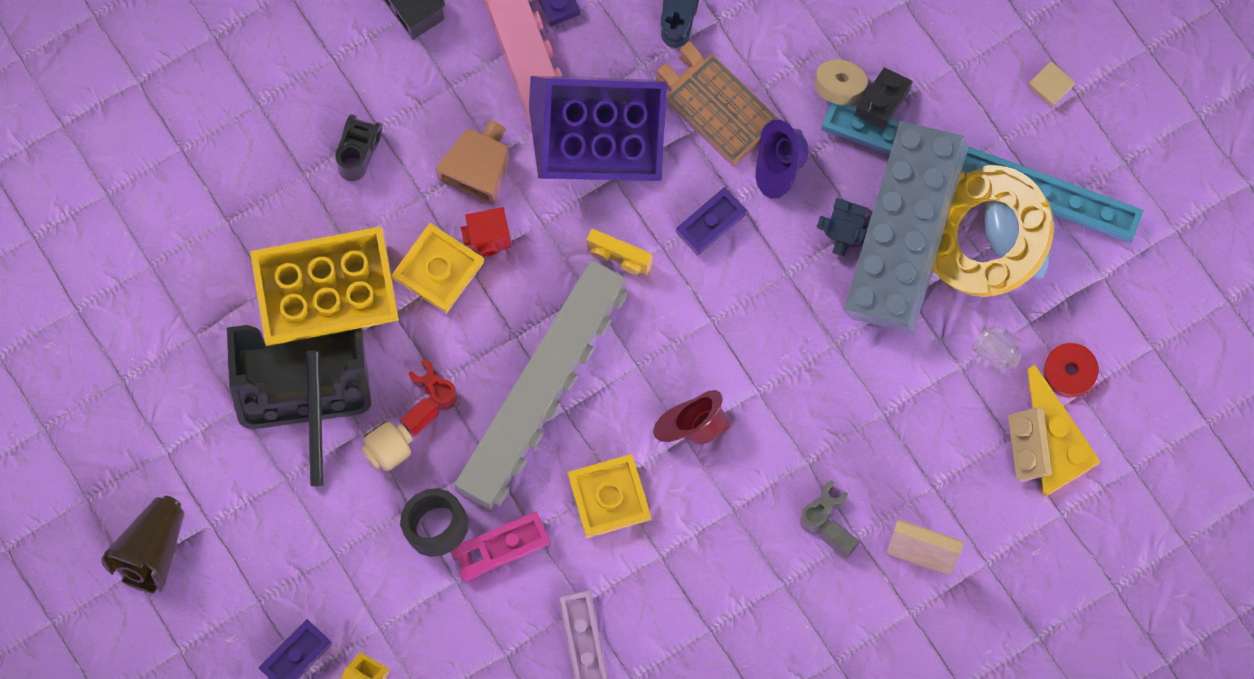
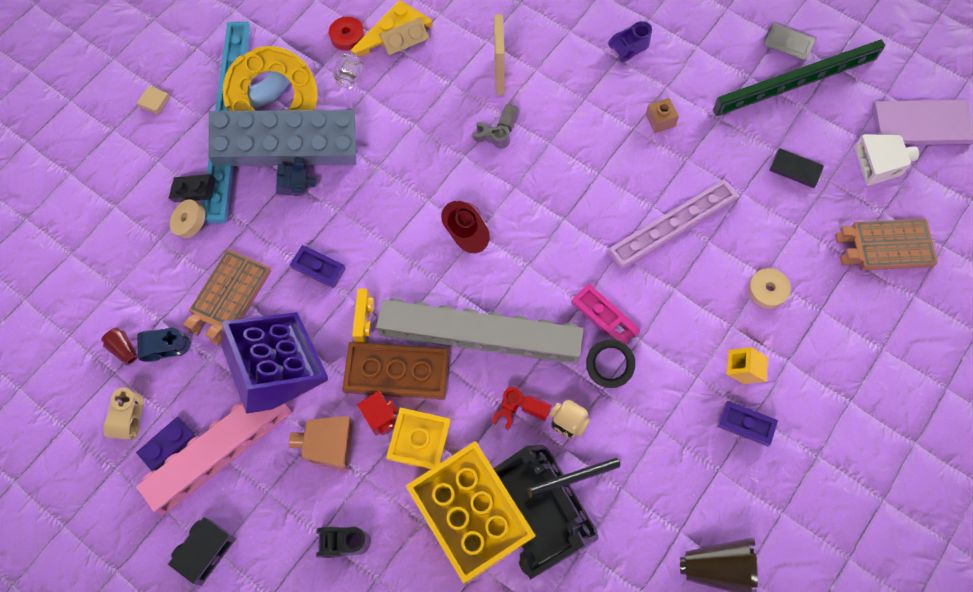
camera: 110 degrees left, 5 degrees down
(535, 273) = (396, 370): none -> dark orange tile
(609, 496) = (539, 260): yellow plate -> none
(779, 157) = (258, 236): dark purple piece -> none

